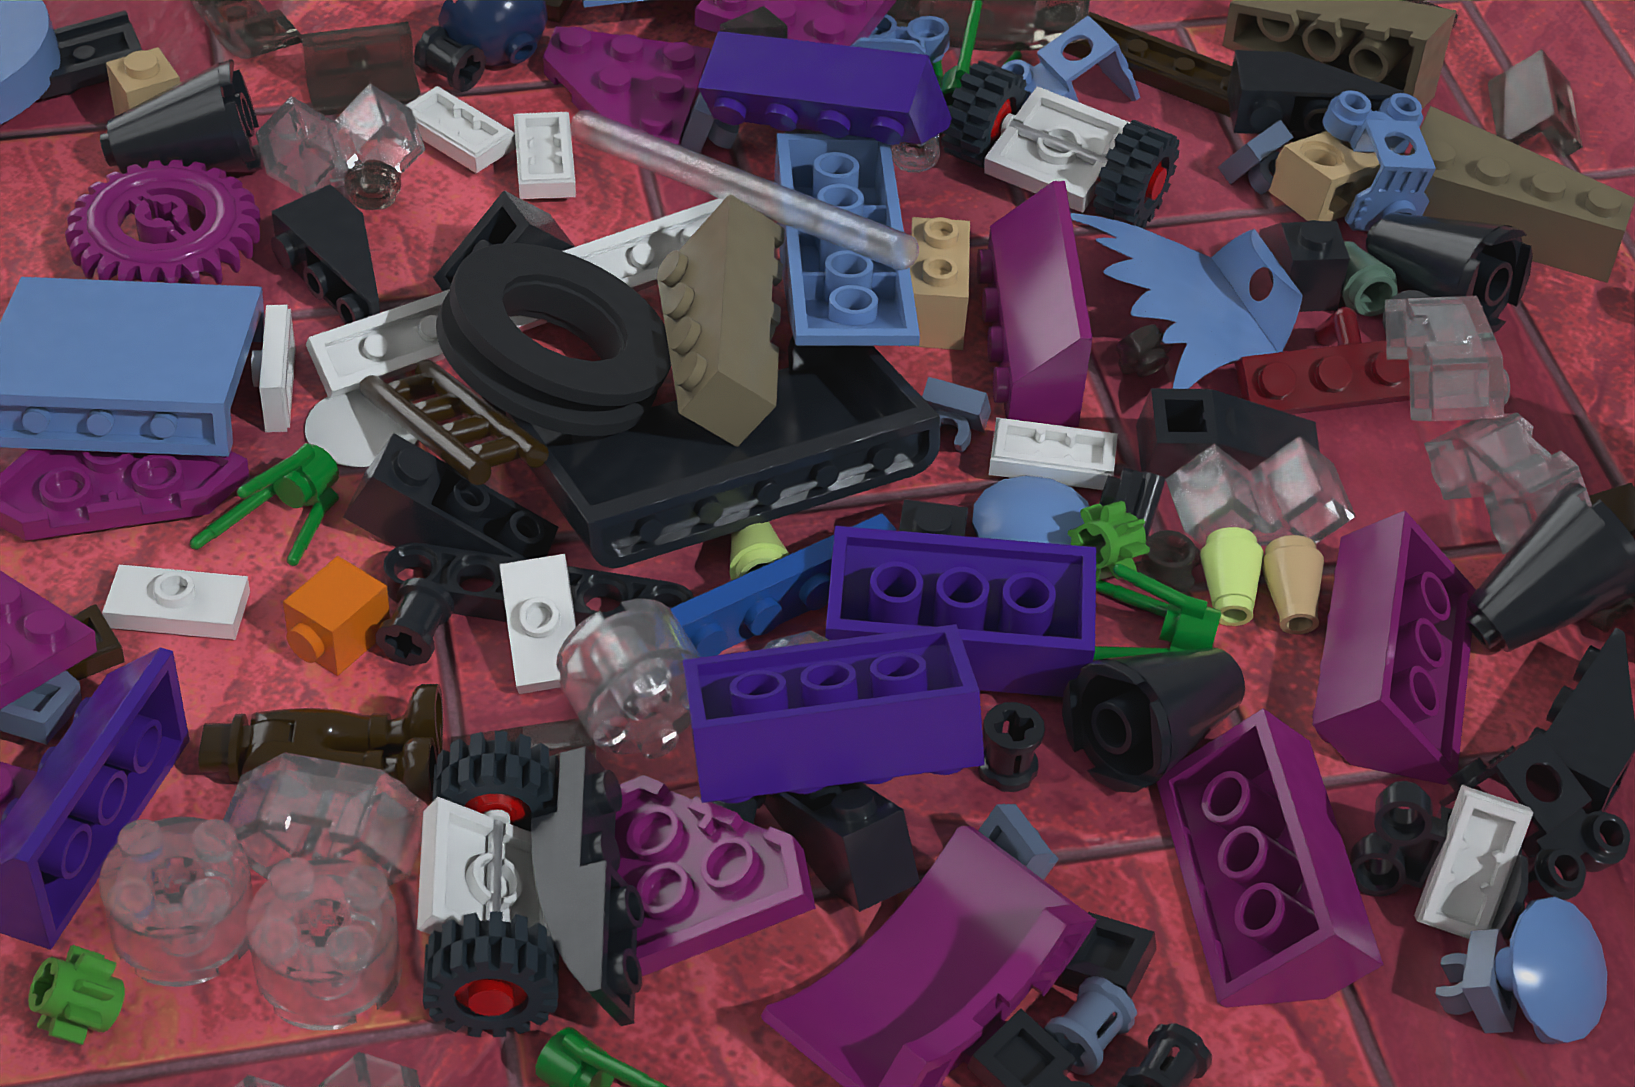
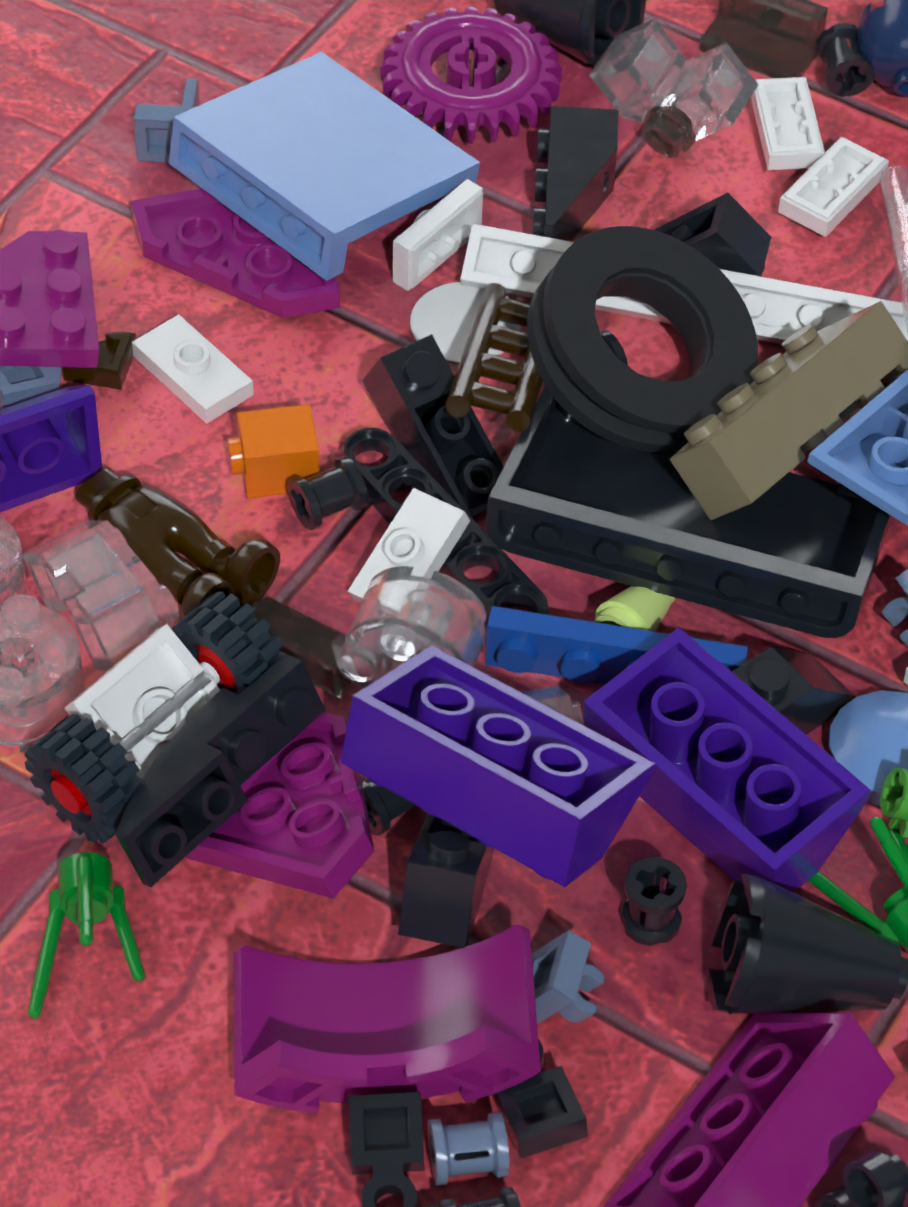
camera: 45 degrees right, 5 degrees up
(298, 482) = (364, 331): green plant -> none

